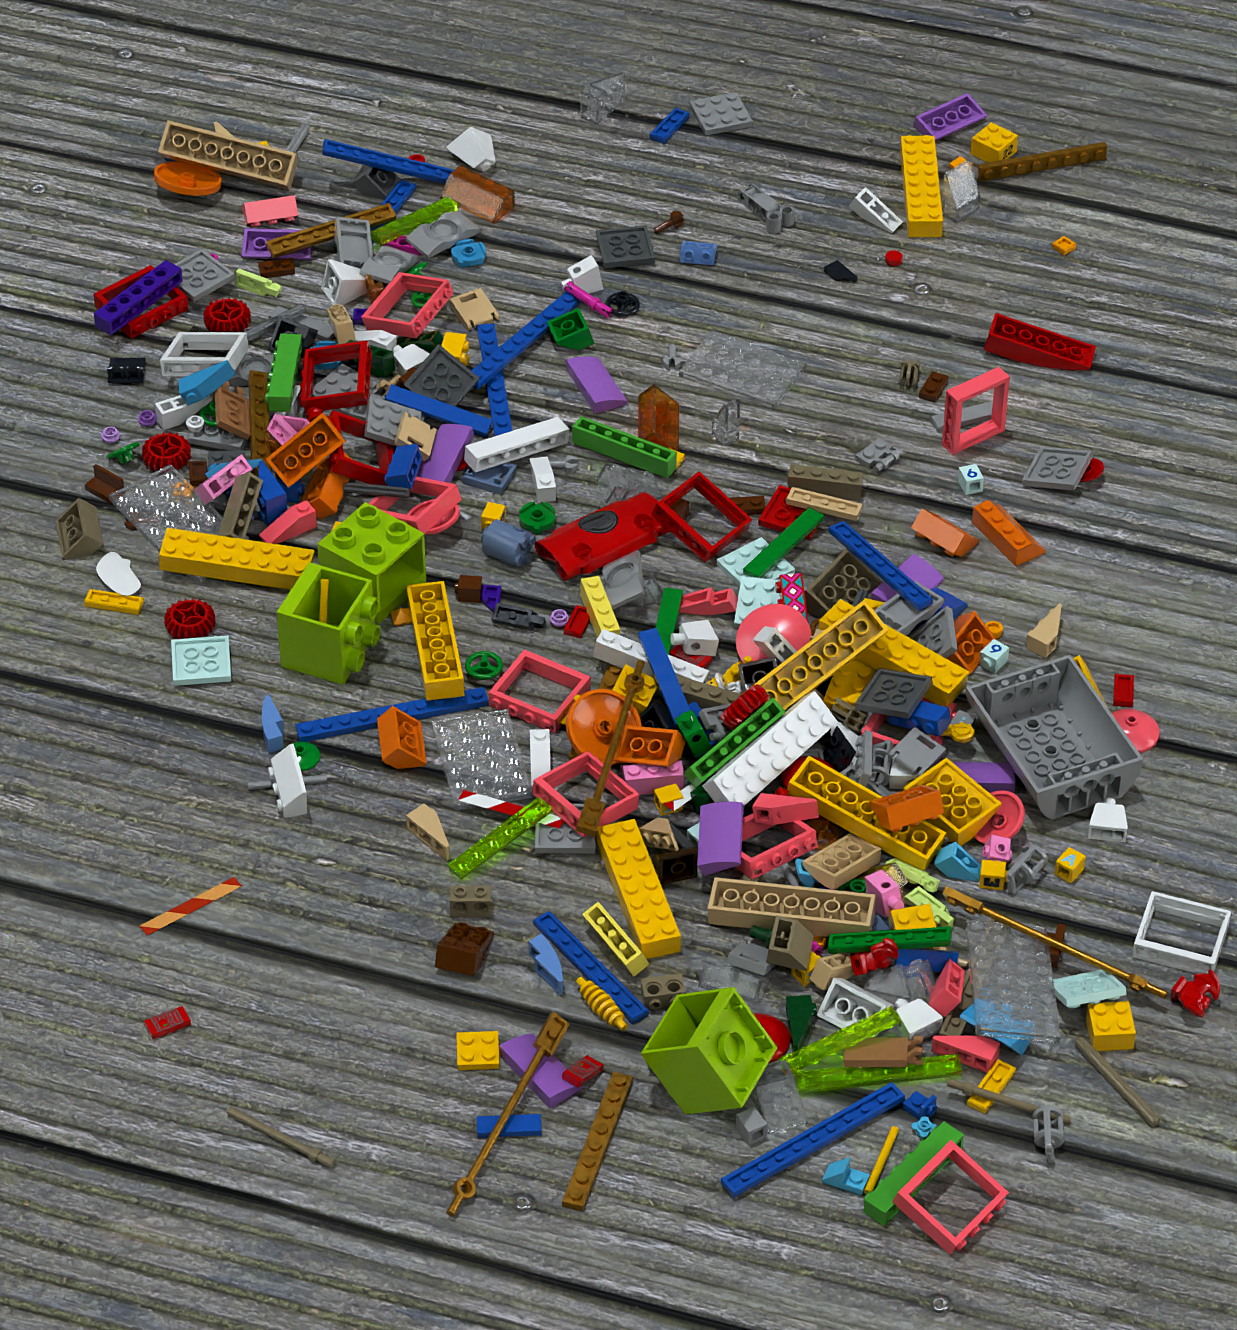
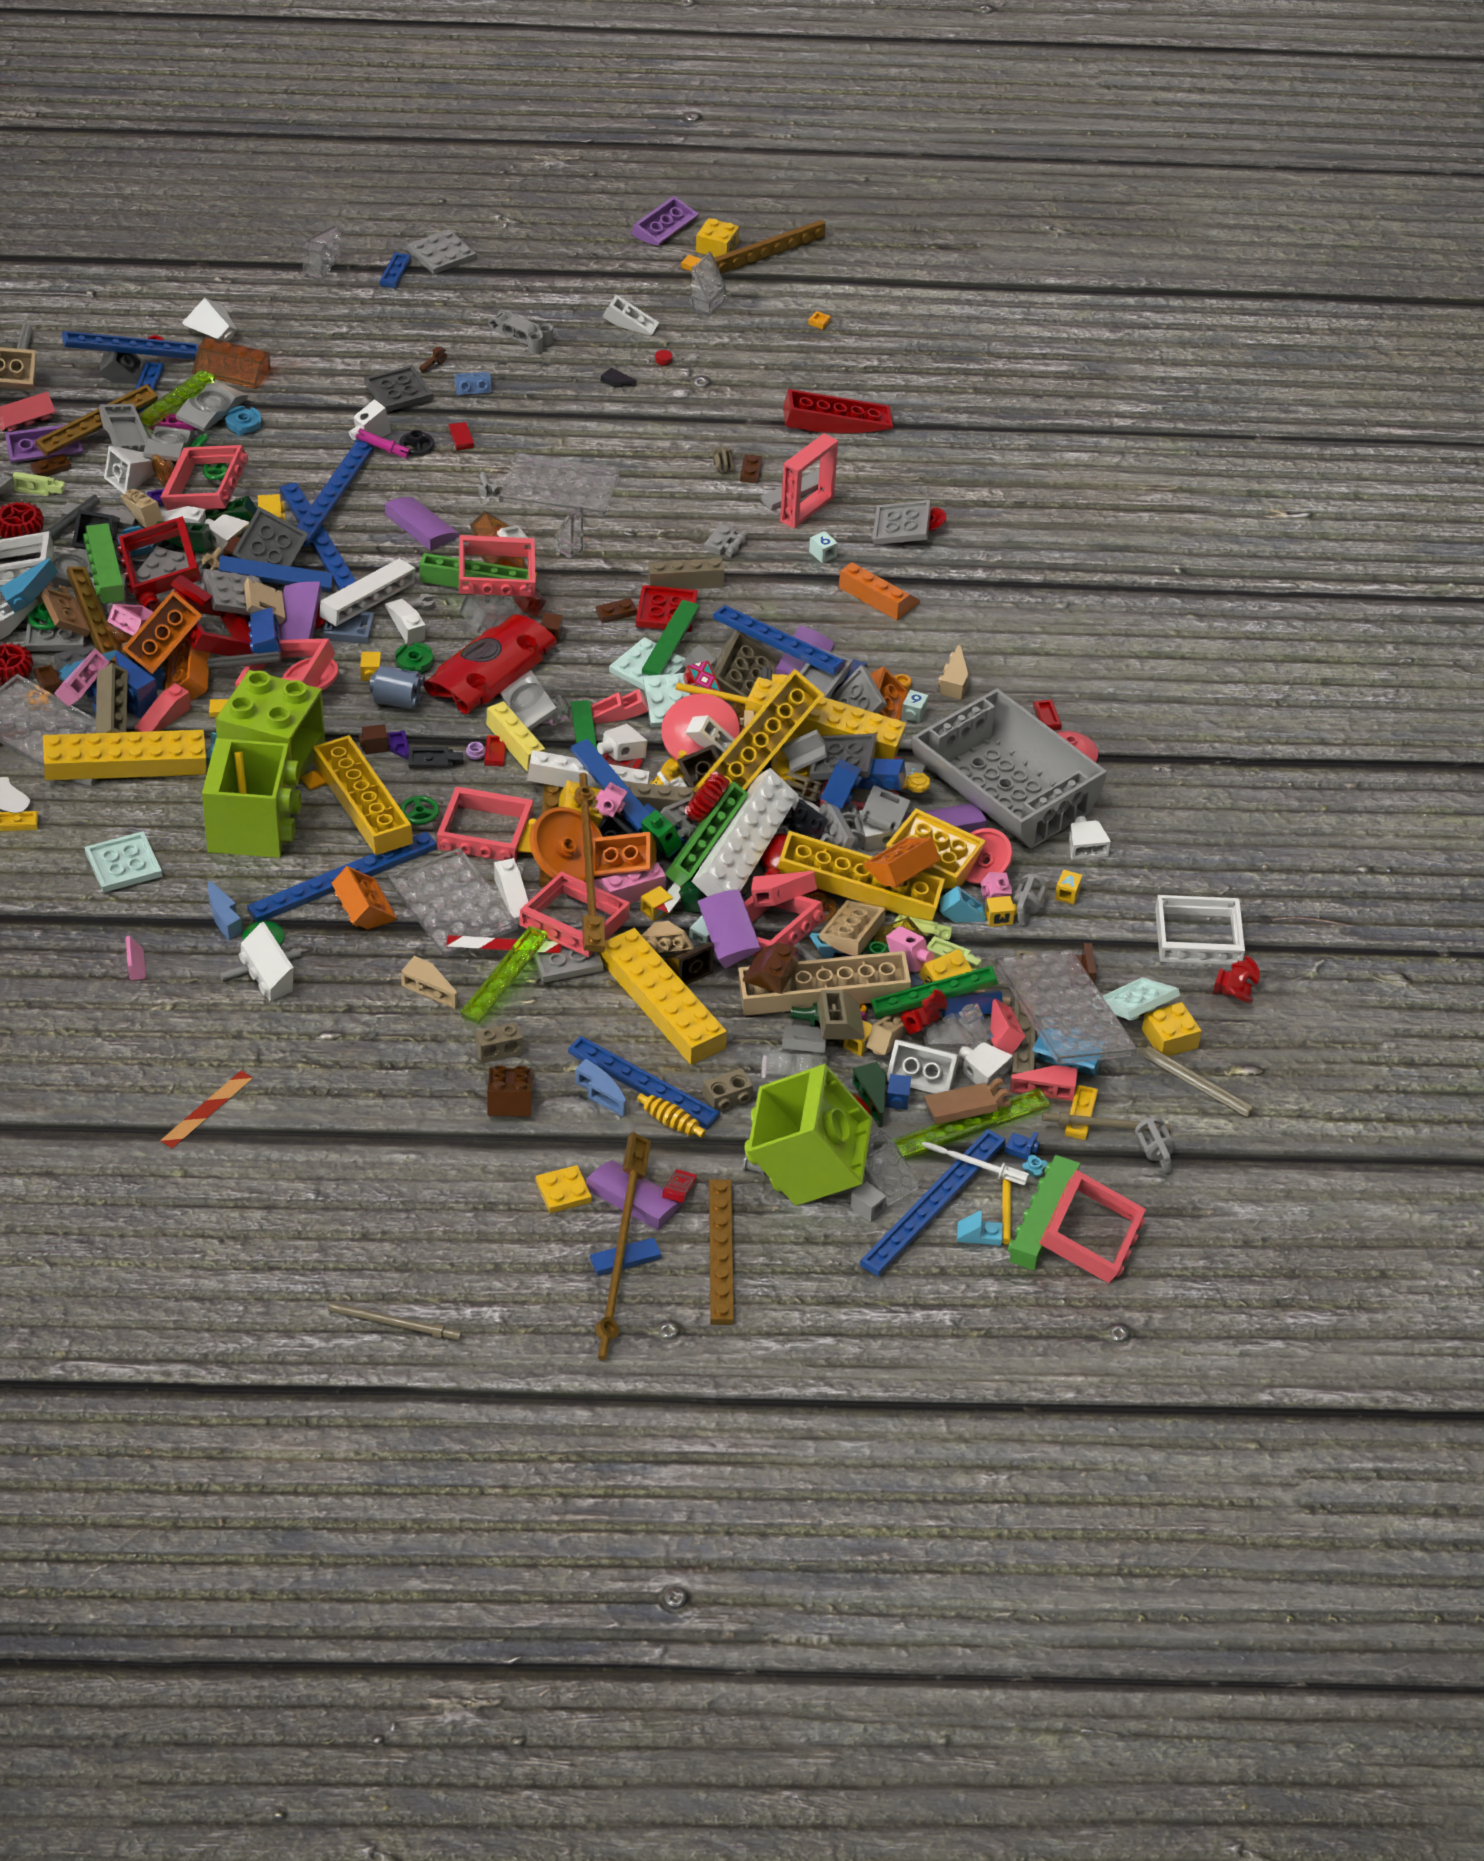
camera: 20 degrees left, 0 degrees up
(167, 1022) = (229, 1231): red tile -> none
(177, 754) = (135, 959): none -> bright pink slope
(189, 619) = (95, 823): red gear -> none
(195, 423) = (27, 629): white plate -> none
(348, 414) = (191, 590): none -> red tile
(474, 308) = (270, 471): tan container -> none
(571, 330) = (379, 474): green slope -> none
(615, 939) = (661, 1048): light yellow brick -> none
(644, 422) = (497, 547): none -> coral window
(655, 691) = (611, 800): none -> bright pink brick
(665, 480) = (530, 605): none -> clear red brick
(667, 304) = (461, 436): none -> red tile
(673, 413) = (512, 531): none -> white tile
(685, 532) = (571, 644): red window -> none
(744, 884) = (773, 967): none -> reddish brown slope
(781, 600) = (722, 695): none -> yellow bar
(804, 566) = (699, 655): none -> light grey brick
(822, 1025) = (898, 1091): none -> blue brick
(824, 503) = (695, 594): tan plate -> none
(842, 1039) = (926, 1096): clear neon green plate -> none
(859, 680) = (805, 750): none -> light grey panel
(879, 720) = (841, 784): none -> blue brick
(888, 1125) = (1004, 1171): none -> white piece
(921, 186) = (664, 287): yellow brick -> none
(943, 533) = (818, 602): orange slope -> none
(974, 906) = (1001, 943): pearl gold bar -> none

